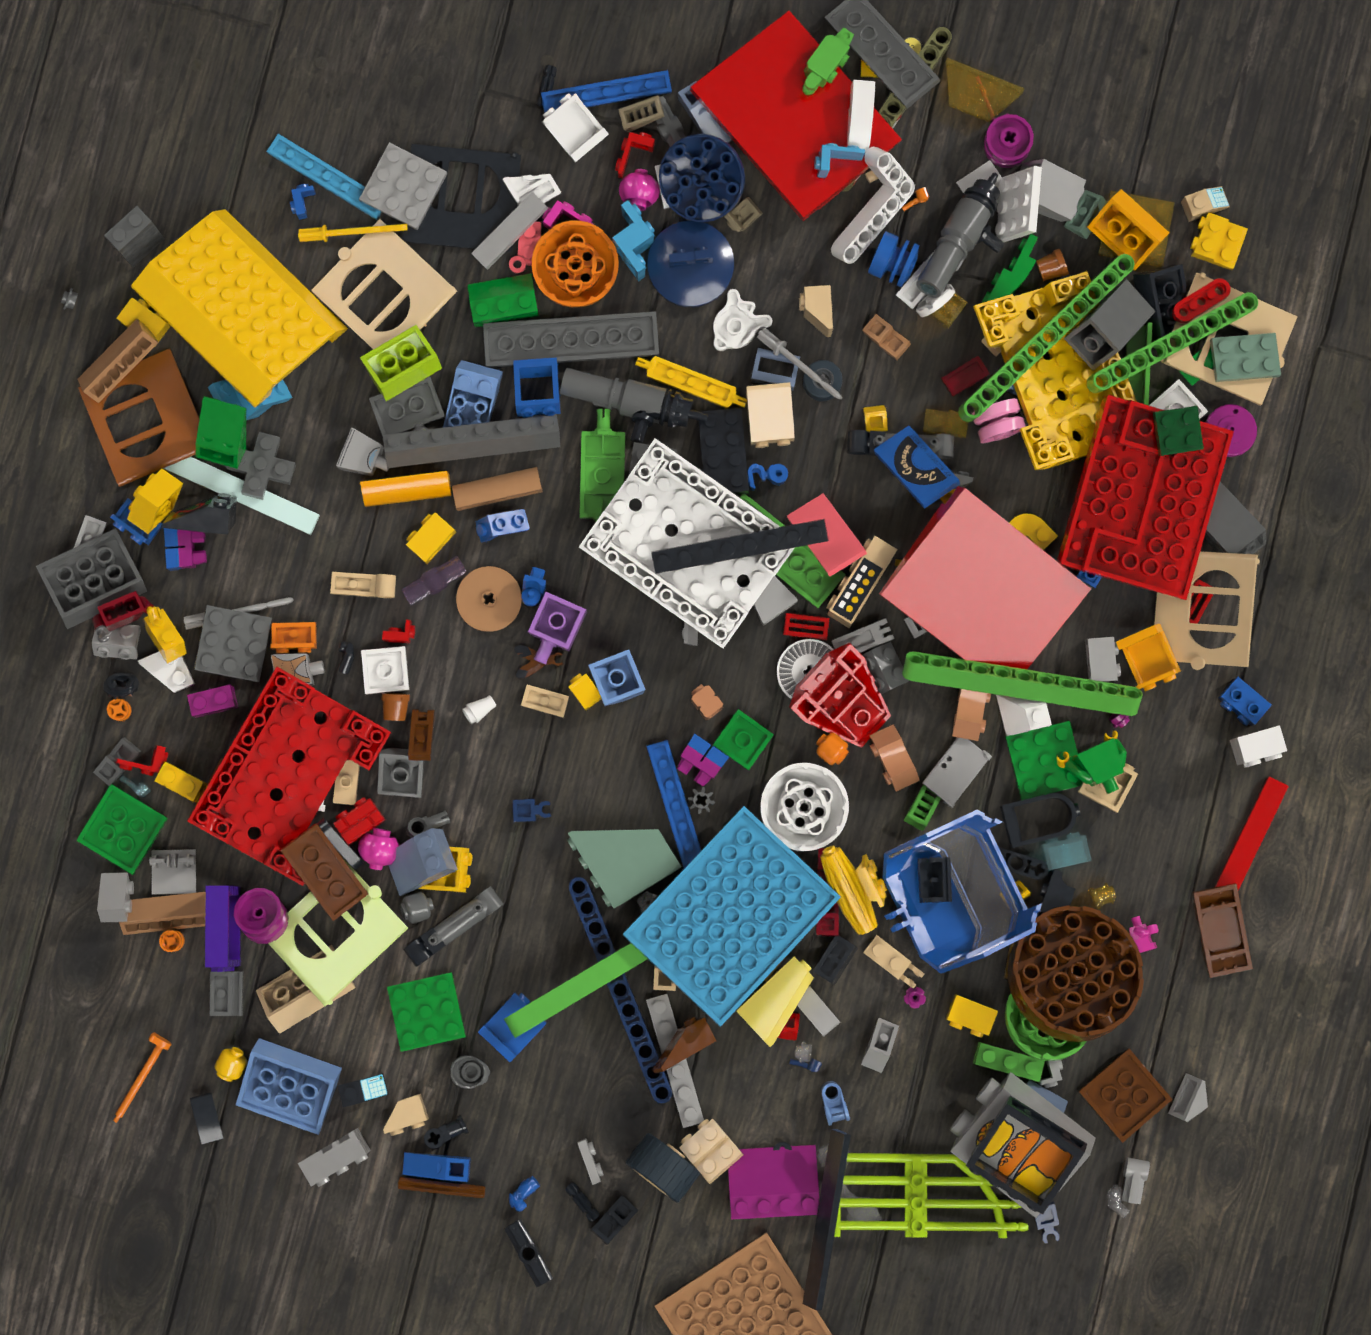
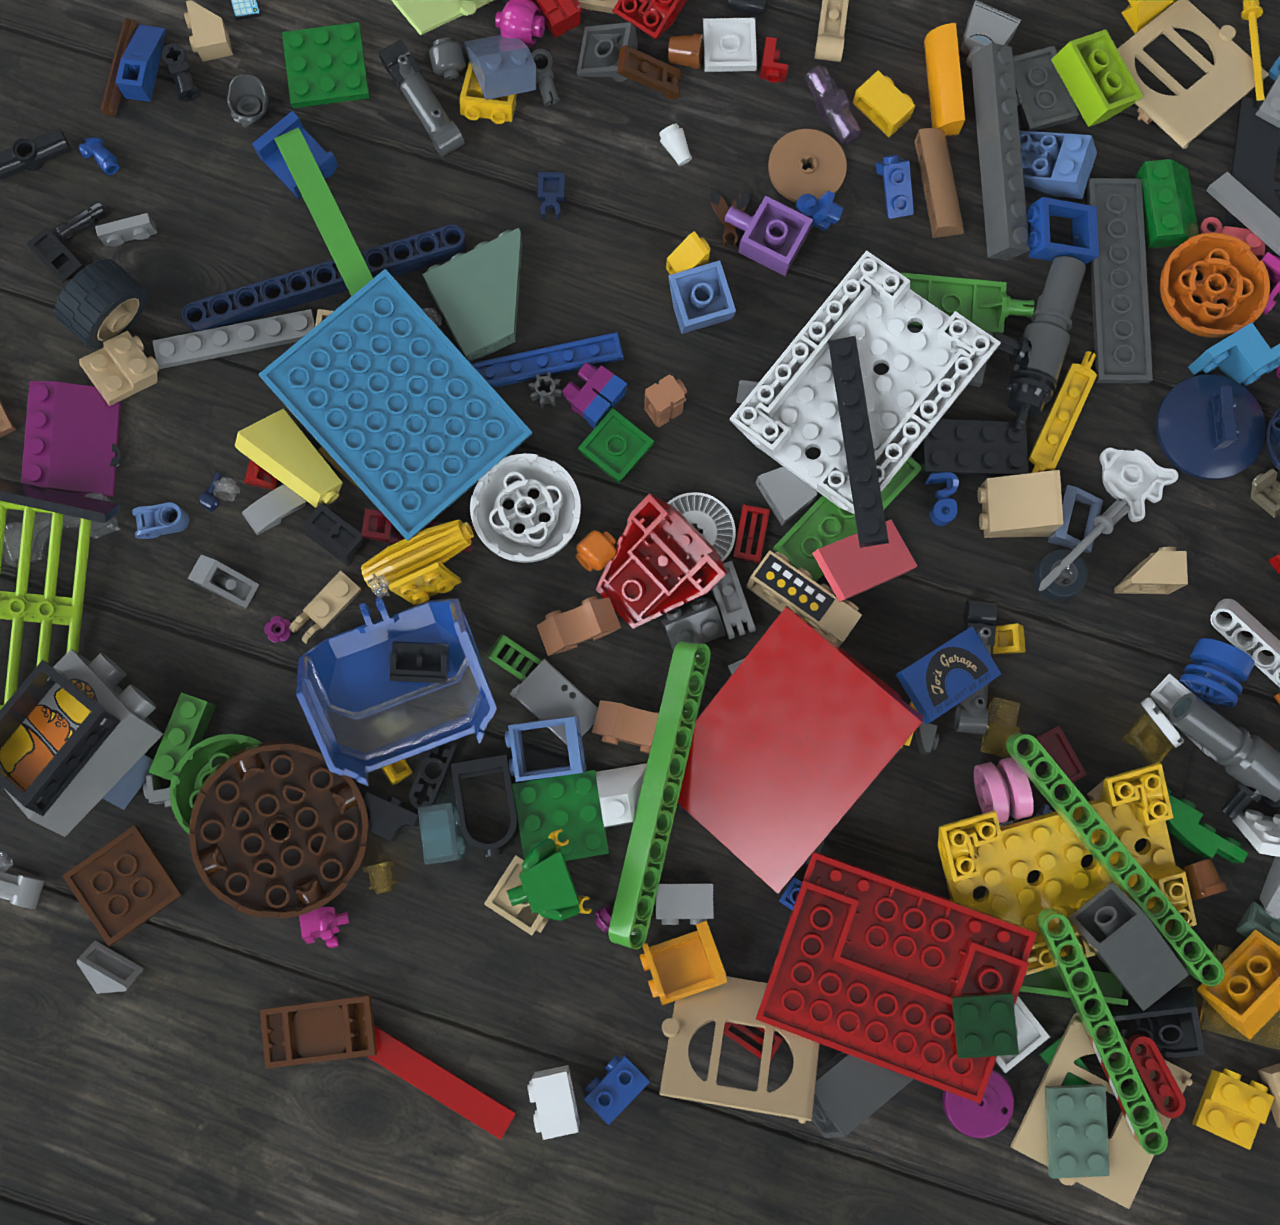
camera: 90 degrees right, 5 degrees down
(545, 701) = (680, 218): tan plate -> none
(685, 1042) = (250, 346): reddish brown slope -> none
(878, 916) = (379, 585): none -> clear plate
(886, 337) = (1113, 660): medium nougat slope -> none
(971, 1015) = (246, 696): yellow brick -> none
(1012, 773) = (574, 742): none -> medium blue window
(1034, 529) = (860, 828): yellow plate -> none

